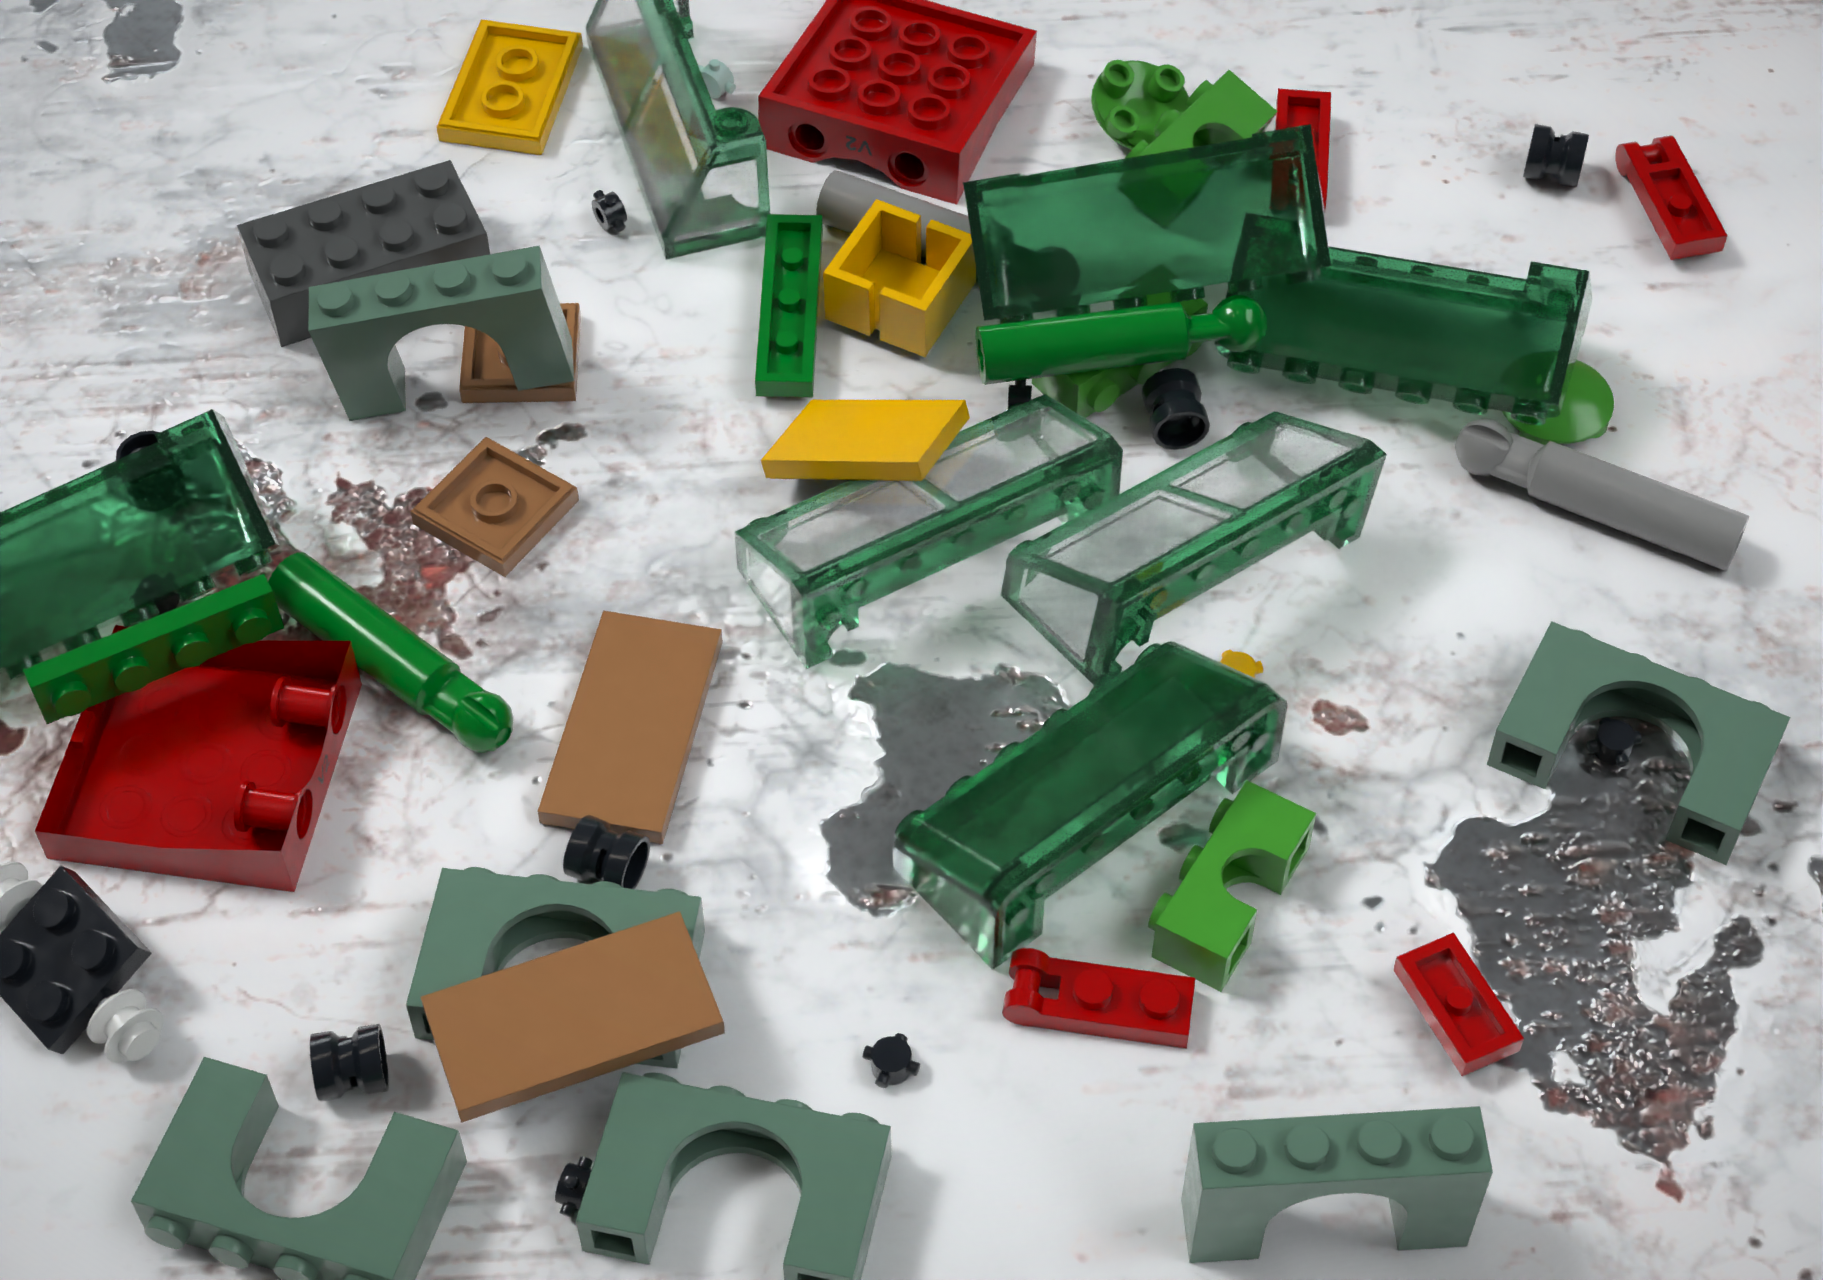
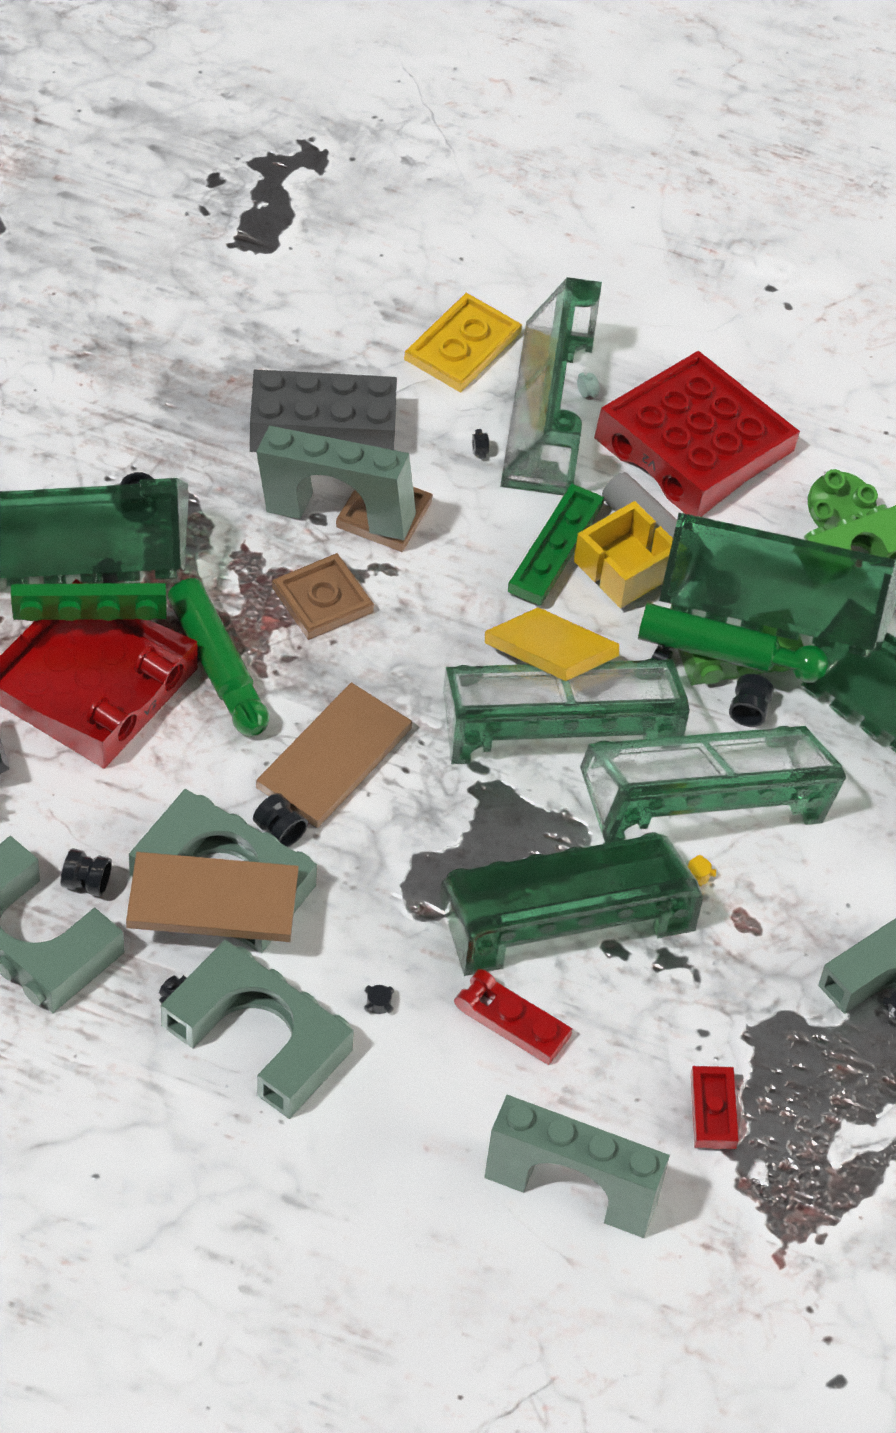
camera: 20 degrees right, 0 degrees up
(1252, 841) = (647, 967): bright green arch -> none

